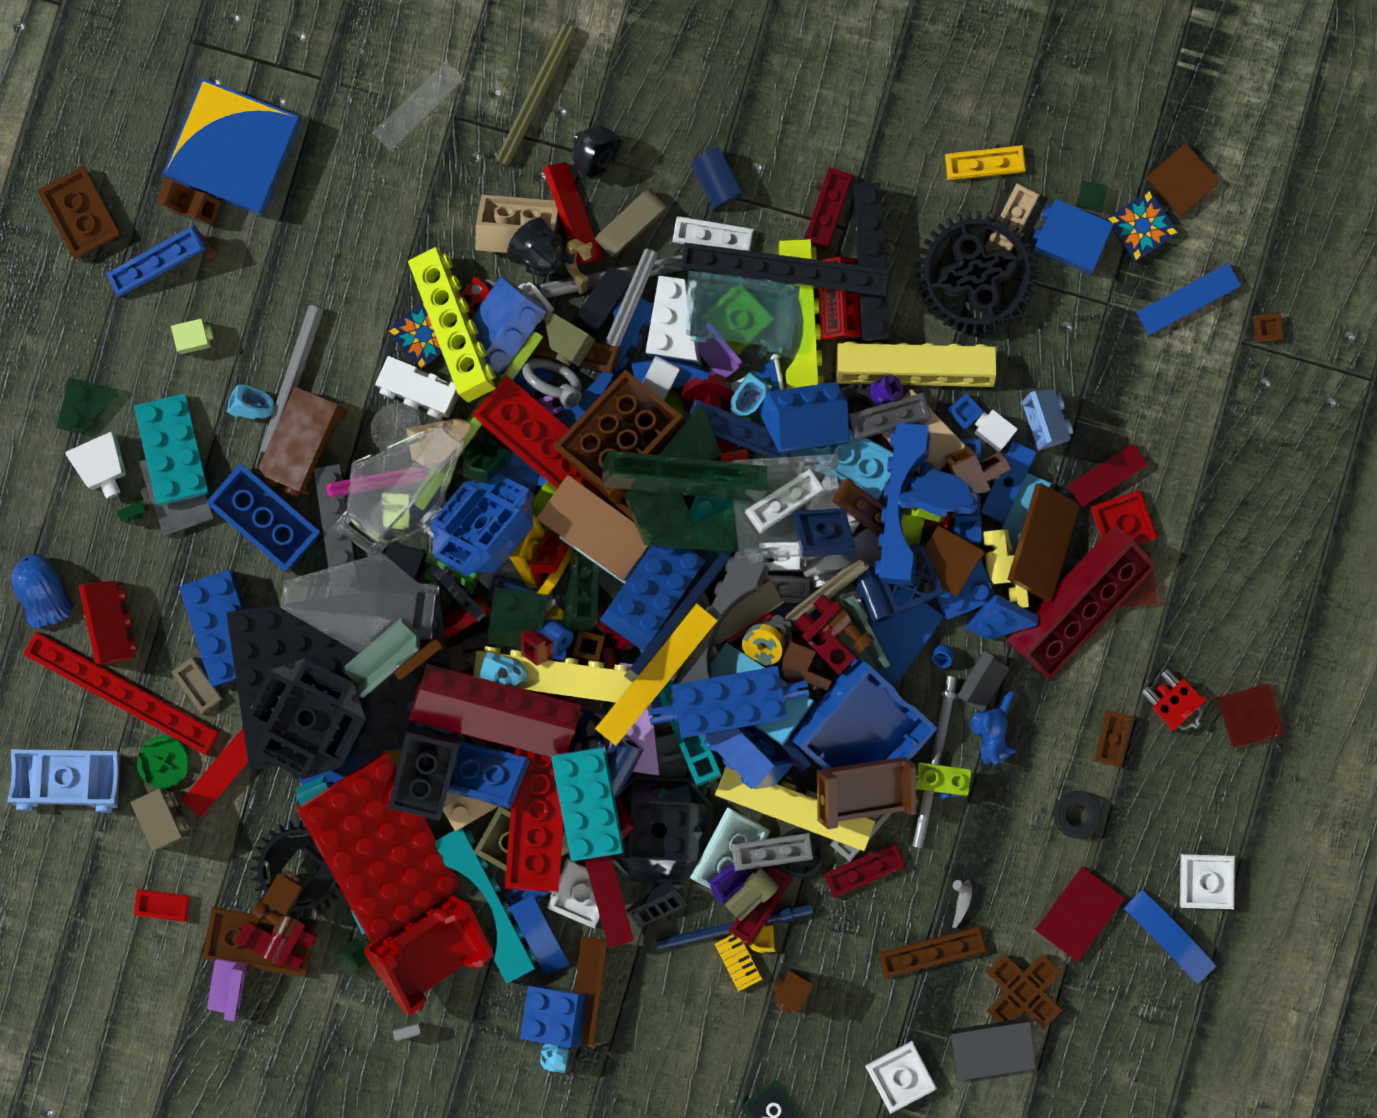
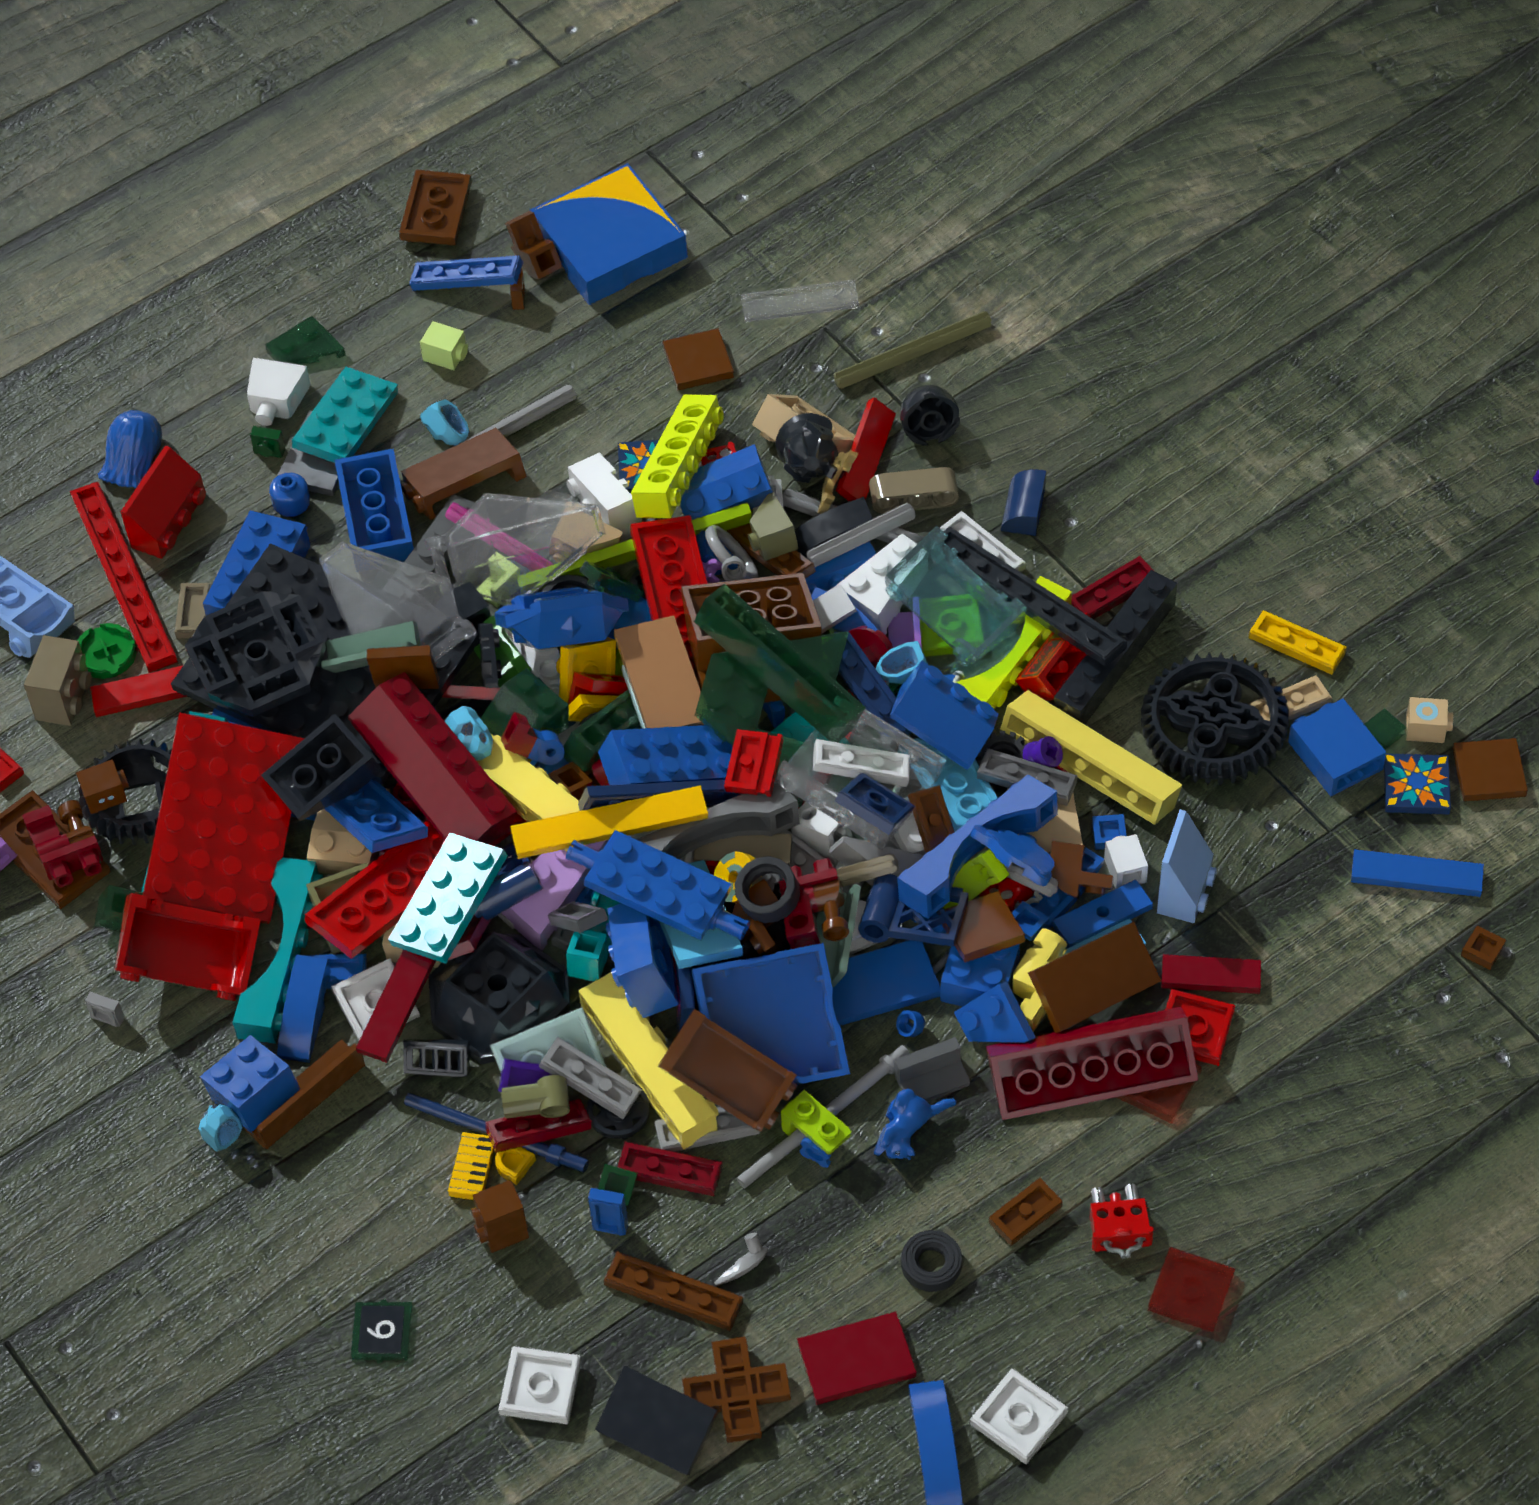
camera: 40 degrees right, 30 degrees down
(198, 546) = (289, 494): none -> blue head
(385, 213) = (698, 359): none -> reddish brown tile
(680, 751) = (577, 917): none -> dark grey tile
(715, 556) = (753, 763): none -> red plate
(793, 670) = (756, 869): none -> black tyre
(843, 909) = (618, 1181): none -> dark green plate
(858, 937) = (608, 1211): none -> blue tile
(1119, 170) = (1428, 720): none -> tan brick

